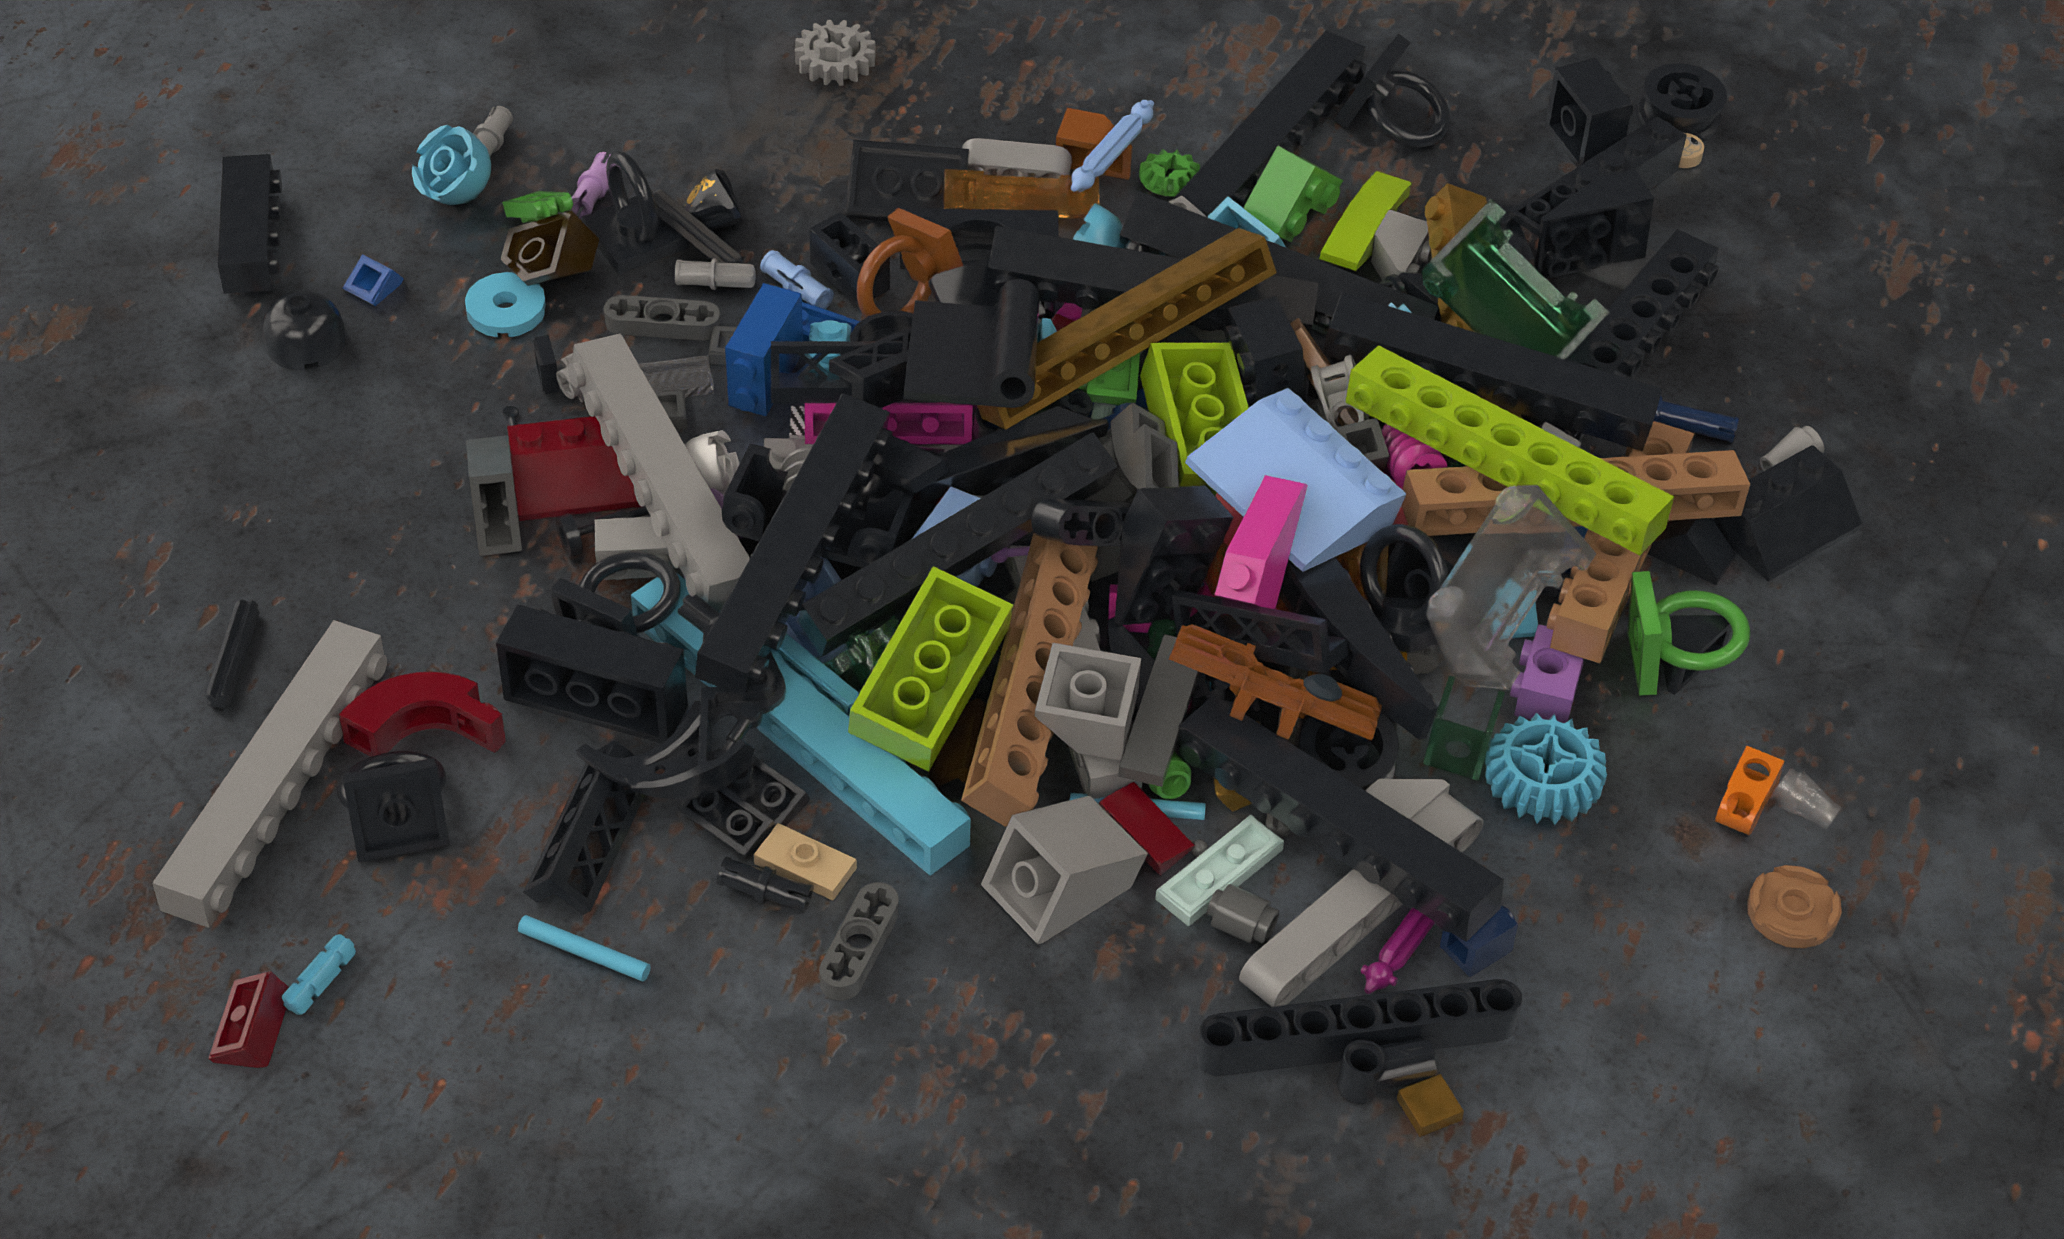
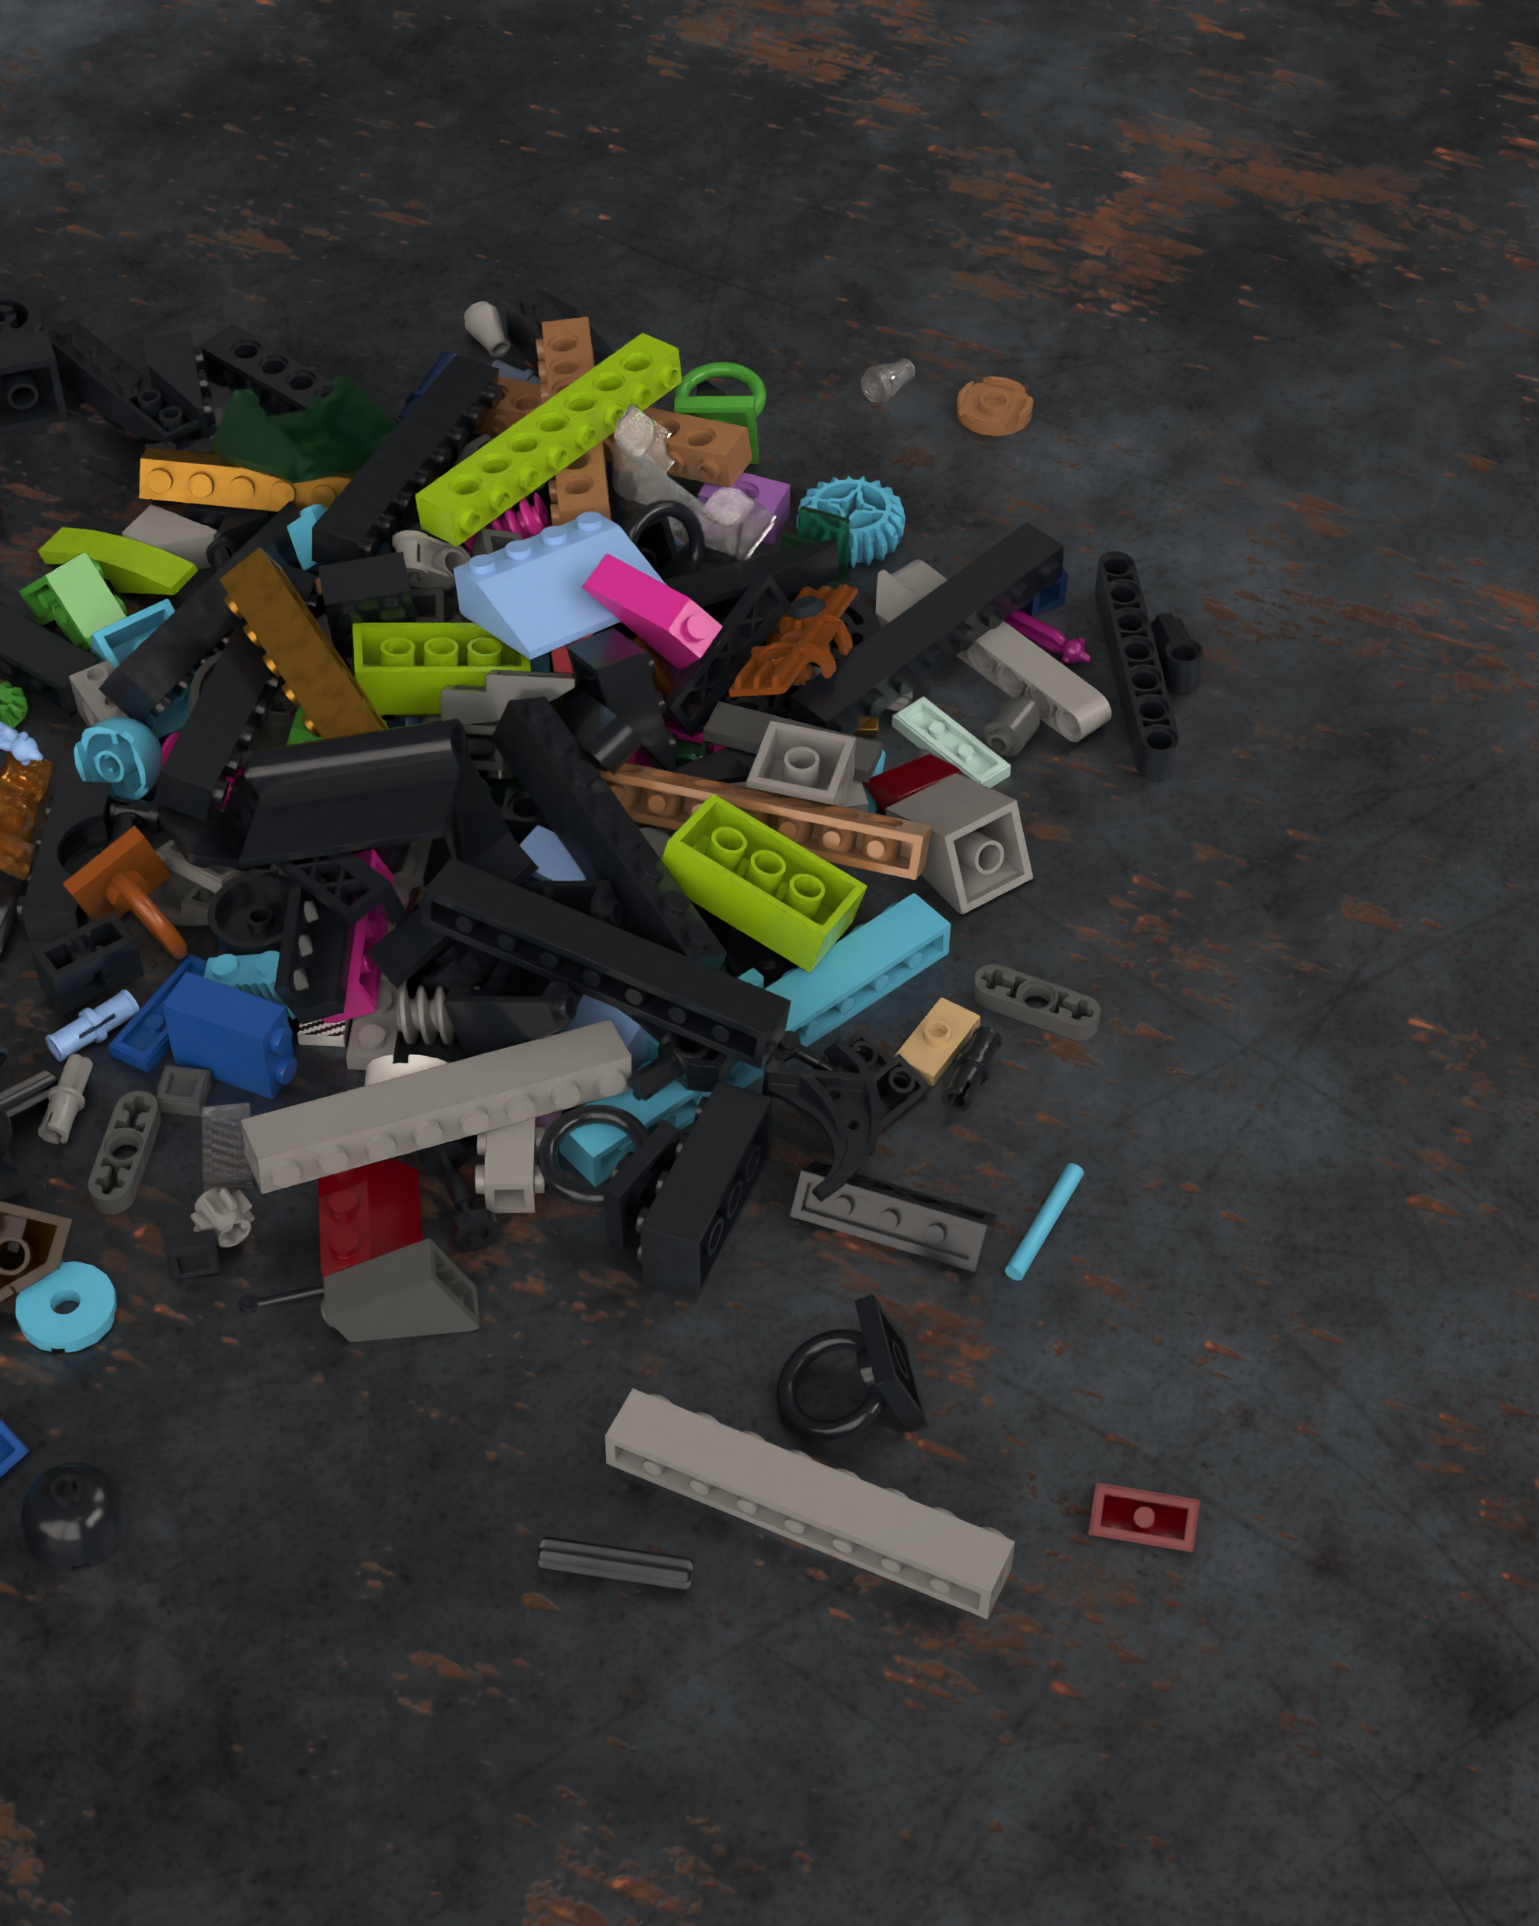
camera: 85 degrees left, 0 degrees up
(318, 974) = (1084, 1450): medium azure axle -> none
(417, 703) = (719, 1376): dark red arch -> none
(1430, 1105) = (1210, 634): pearl gold tile -> none
(1749, 791) = (881, 406): orange leg -> none

